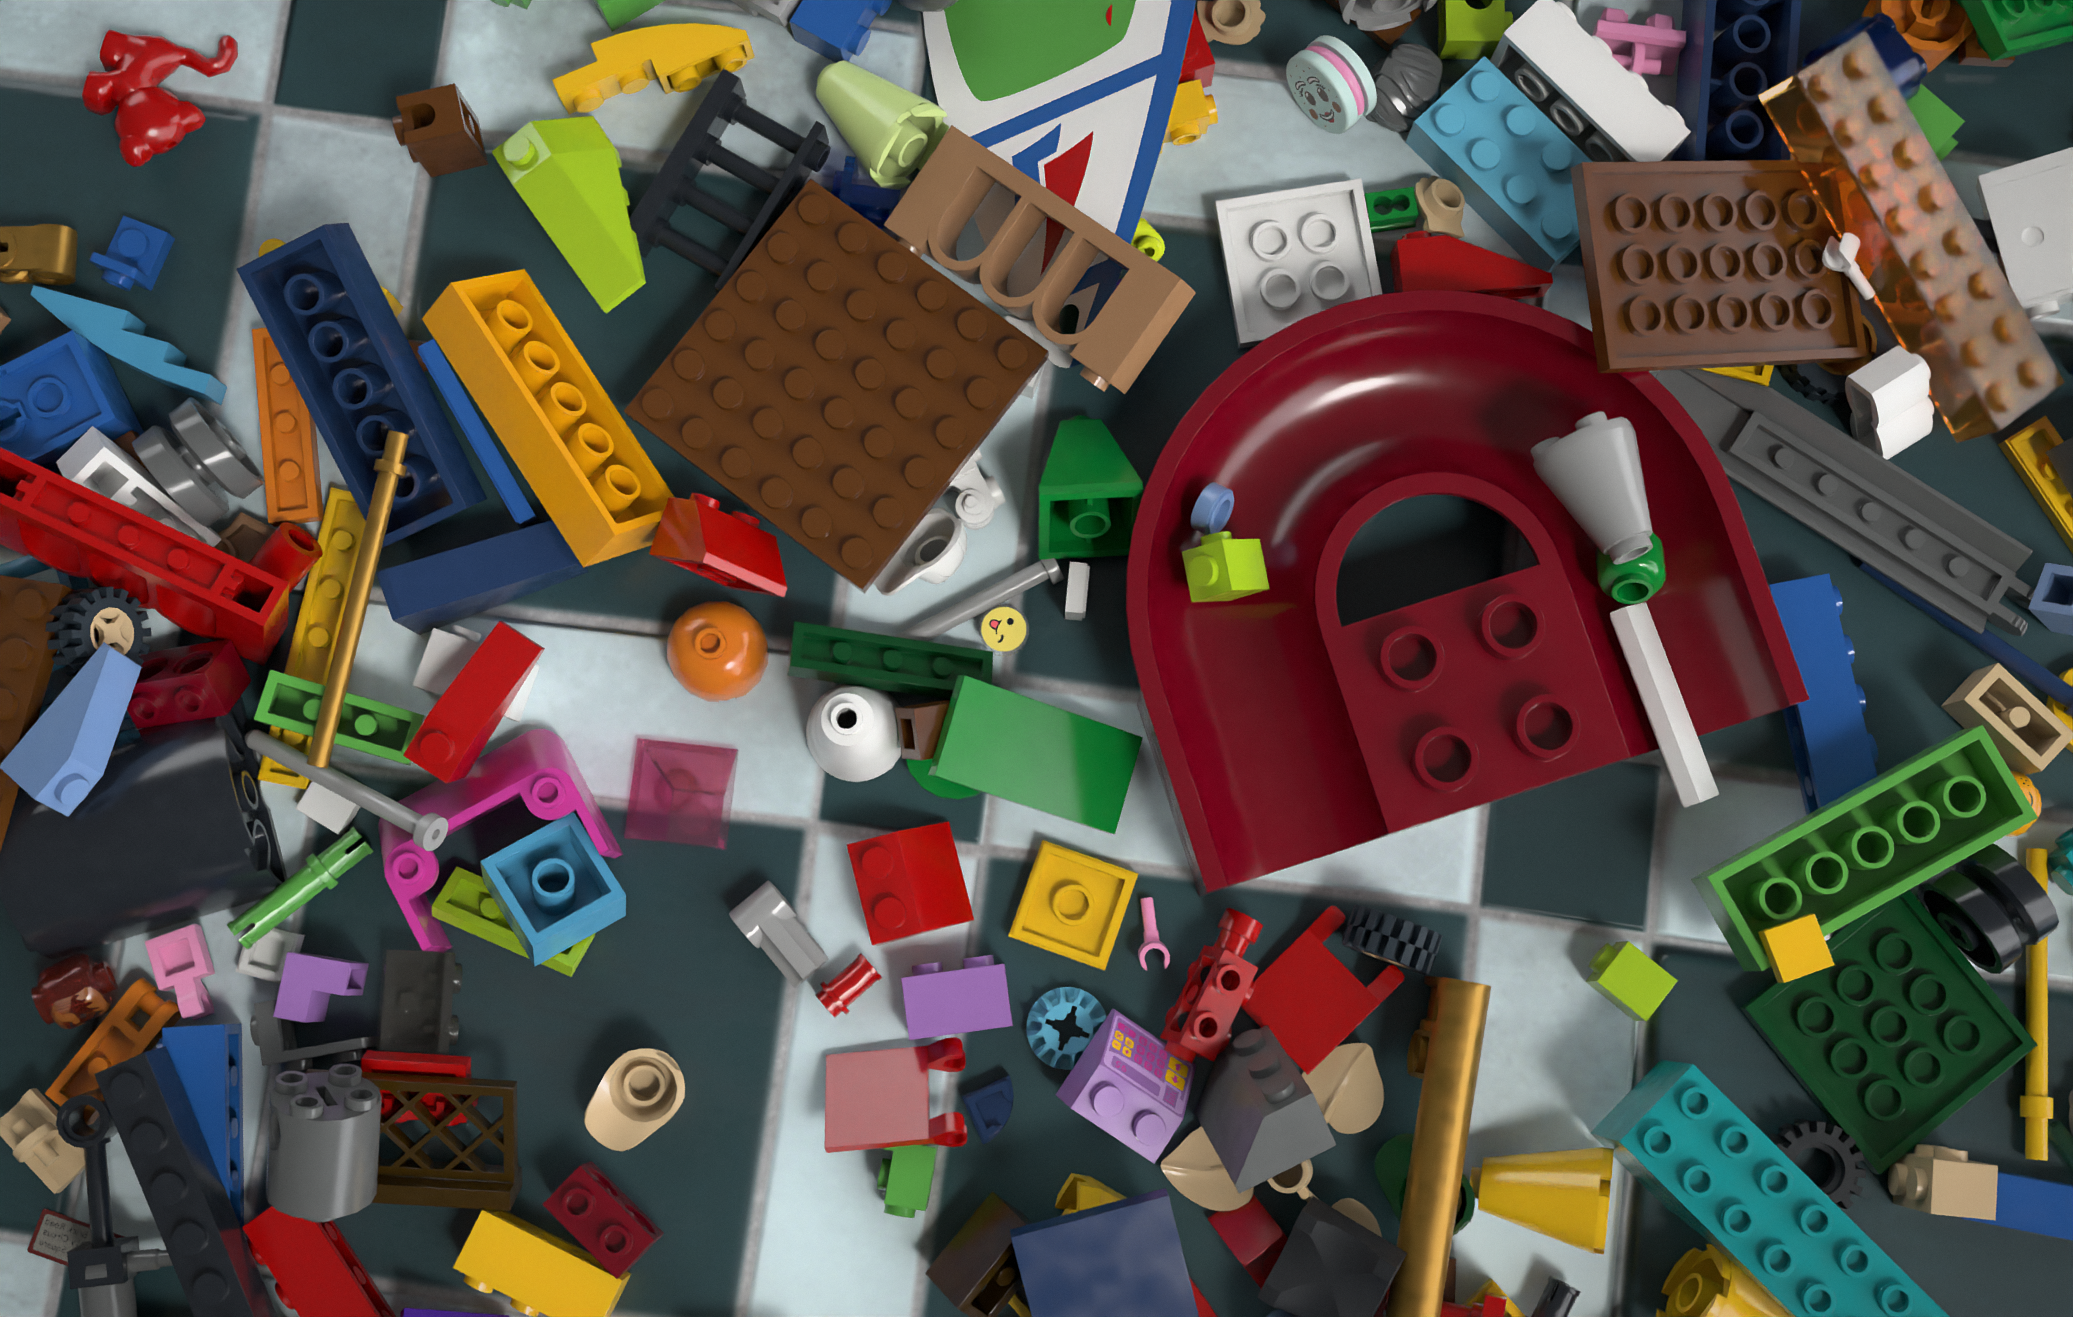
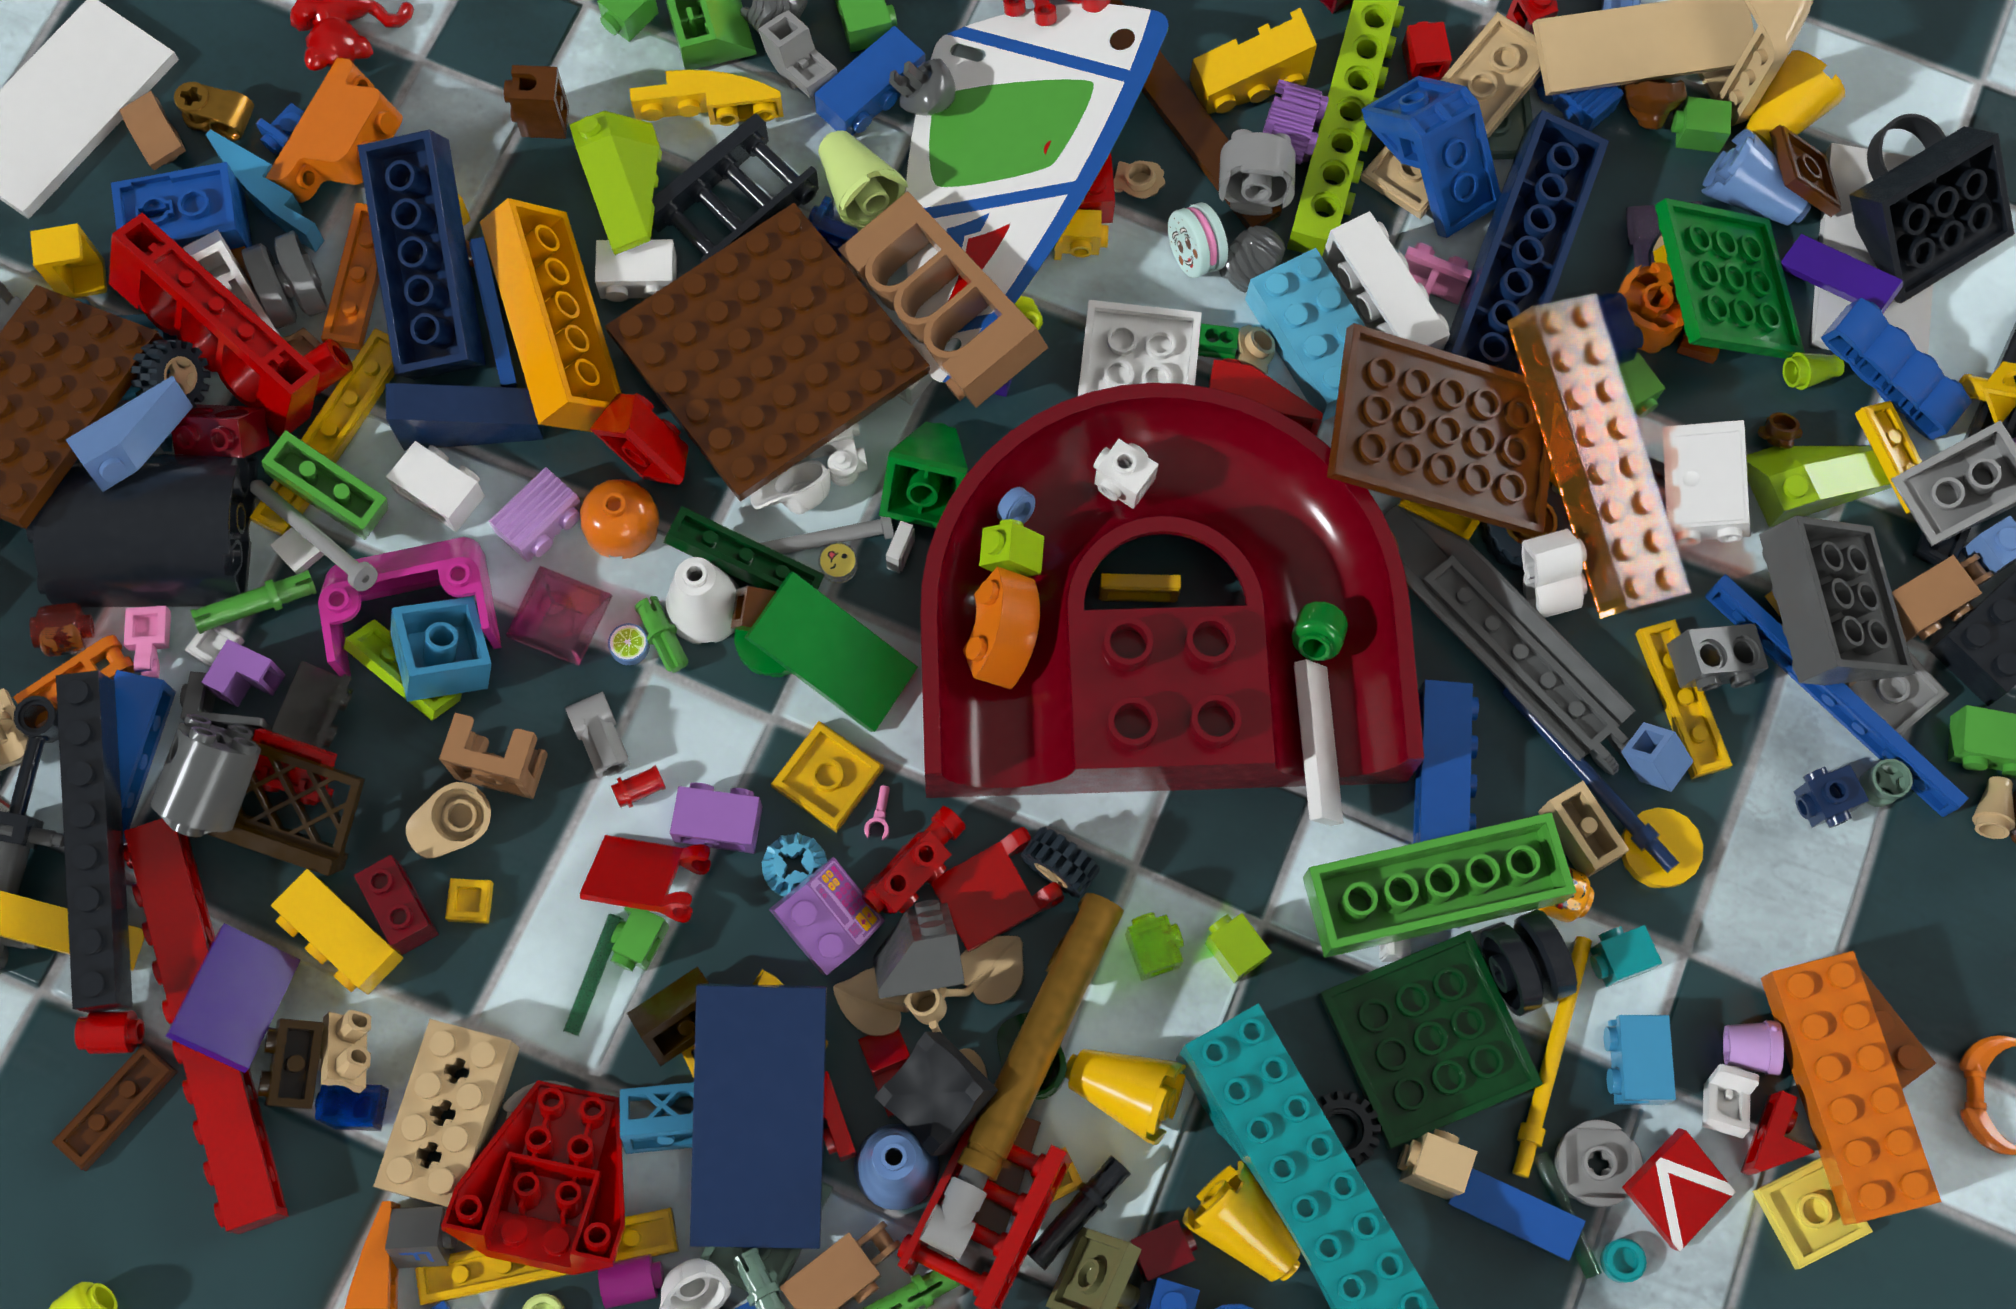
camera: 10 degrees right, 10 degrees down
(194, 242) = (327, 137): none -> orange brick
(389, 471) = (419, 314): pearl gold bar -> none
(474, 704) = (425, 499): red slope -> none
(615, 677) = (537, 515): none -> lavender brick
(627, 1008) = (469, 762): none -> medium nougat panel
(642, 323) = (635, 271): none -> white brick
(688, 1183) = (469, 901): none -> yellow tile
(779, 807) = (628, 644): none -> tile
(817, 785) = (661, 634): none -> bright green axle
(866, 1232) = (592, 977): none -> clear green bar
(910, 883) = (707, 723): red slope -> none
(990, 1107) = (717, 908): dark blue tile -> none
(1244, 671) = (1003, 628): none -> orange brick
(1343, 412) = (1124, 473): none -> white brick
(1387, 560) = (1139, 587): none -> yellow tile
(1531, 1006) = (1154, 945): none -> clear neon green brick
(1600, 483) = (1308, 557): light grey cone -> none
(1796, 948) = (1361, 936): yellow tile -> none
(1841, 258) = (1539, 452): white hand -> none

